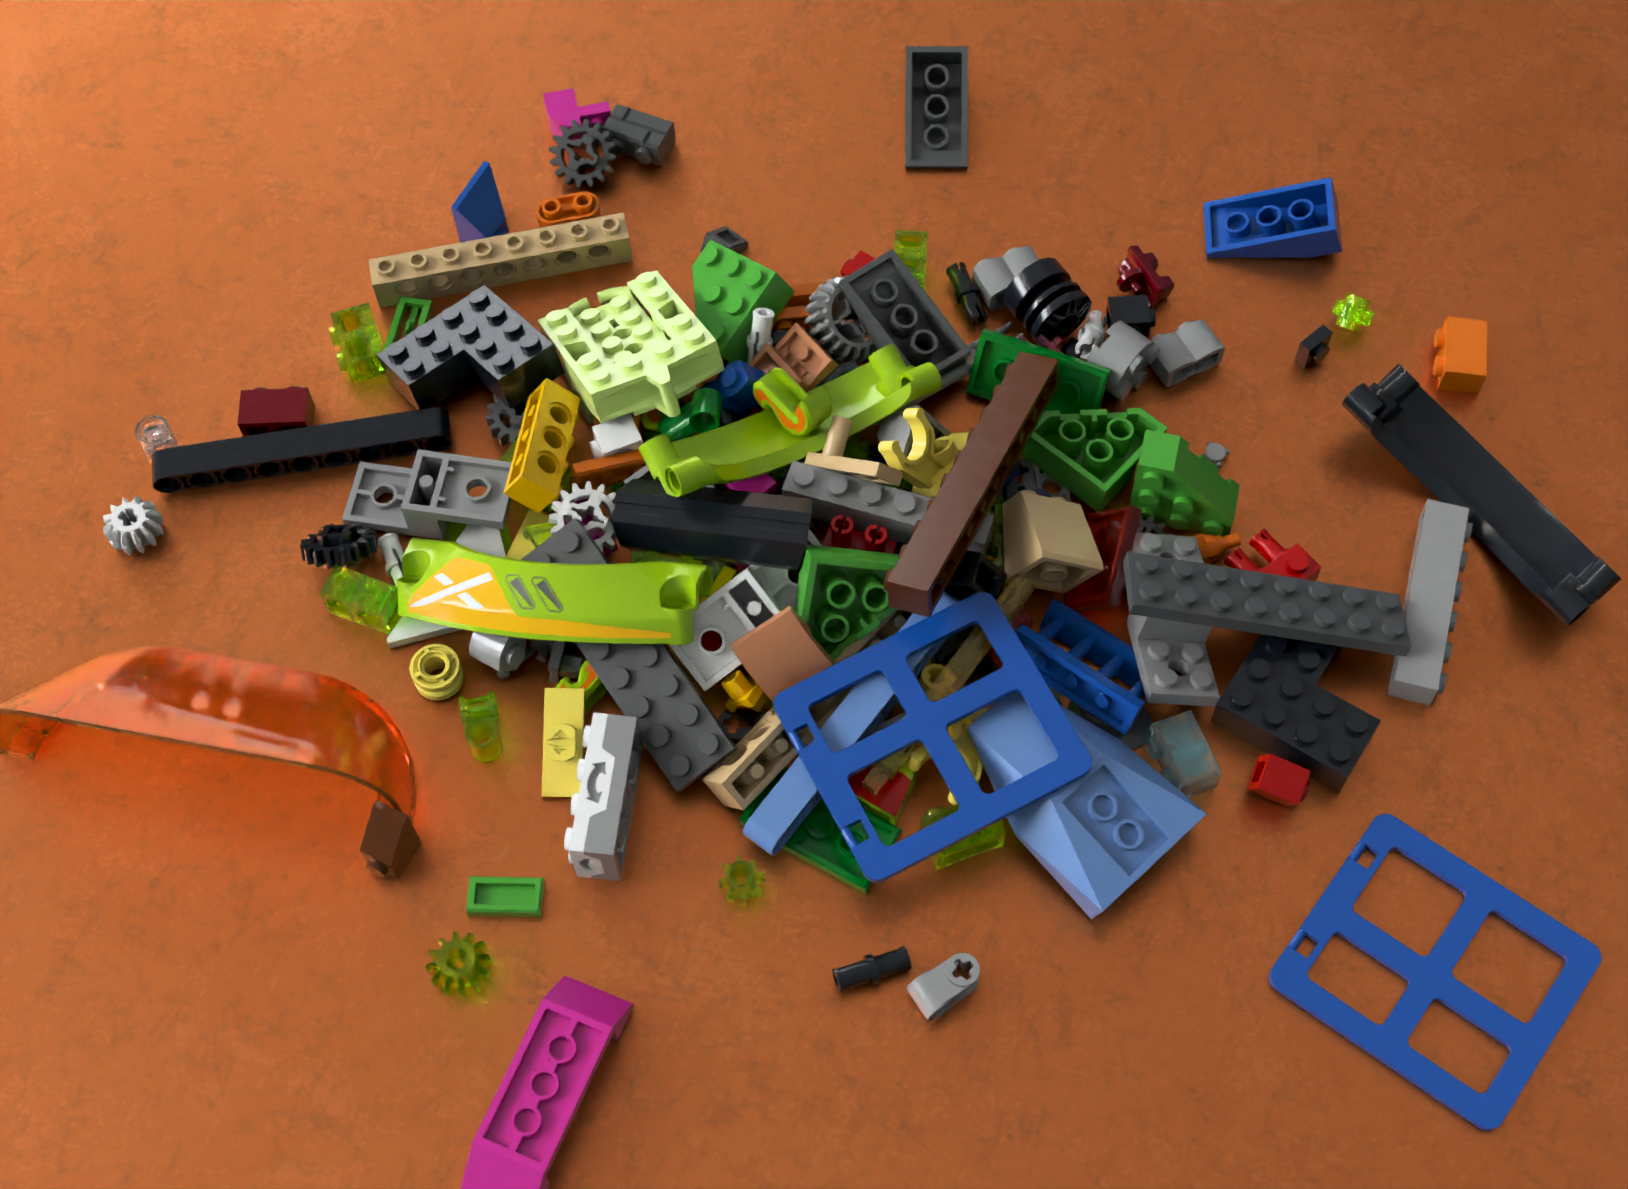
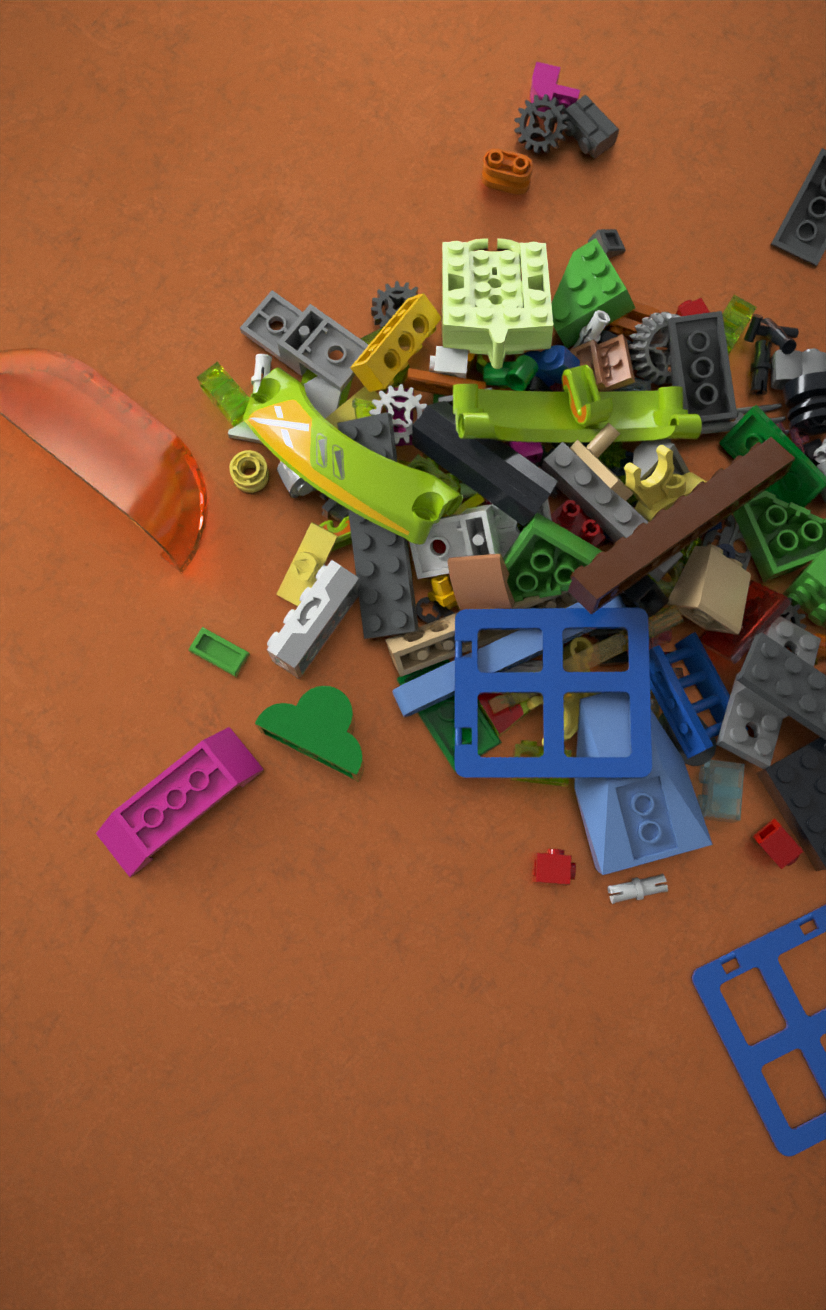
camera: 25 degrees right, 15 degrees up
(133, 525) = (101, 263): white gear -> none
(154, 434) = (145, 205): clear wheel -> none
(274, 410) = (233, 226): dark red brick -> none
(300, 450) = (238, 262): black beam -> none
(338, 545) = (227, 347): black gear -> none
(357, 336) = (314, 198): clear neon green brick -> none
(388, 841) = (159, 578): reddish brown slope -> none
(400, 314) = (359, 212): bright green tile -> none
(448, 975) = (173, 689): clear neon green gear -> none
(471, 341) = (388, 236): black brick -> none
(479, 208) = (445, 139): blue slope -> none
(481, 720) = (263, 520): clear neon green piece -> none
(501, 259) = (442, 181): tan brick -> none
(677, 920) = (318, 728): none -> green brick
(739, 869) = (379, 730): clear neon green gear -> none
(871, 969) = (430, 827): black pin -> none
(939, 989) = (465, 865): light grey piece -> none
(970, 251) = (778, 335): none -> black piece
(1042, 940) = (553, 868): none -> red brick
(1151, 914) = (637, 888): none -> white pin

